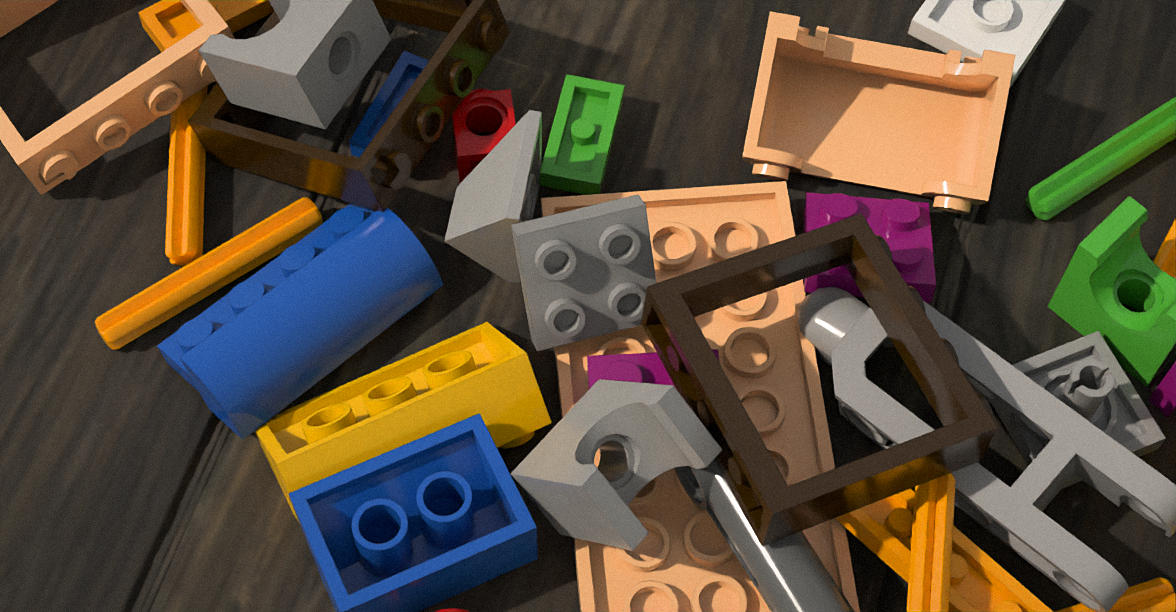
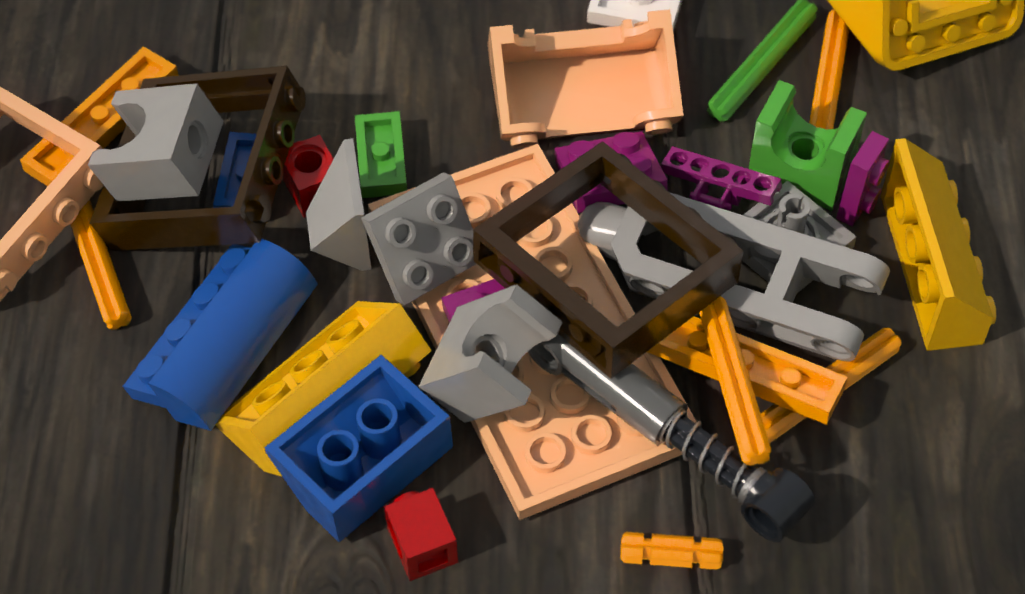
camera: 15 degrees left, 5 degrees down
(208, 273) = (140, 327): light orange axle -> none
(1022, 323) = (734, 192): none -> magenta piece

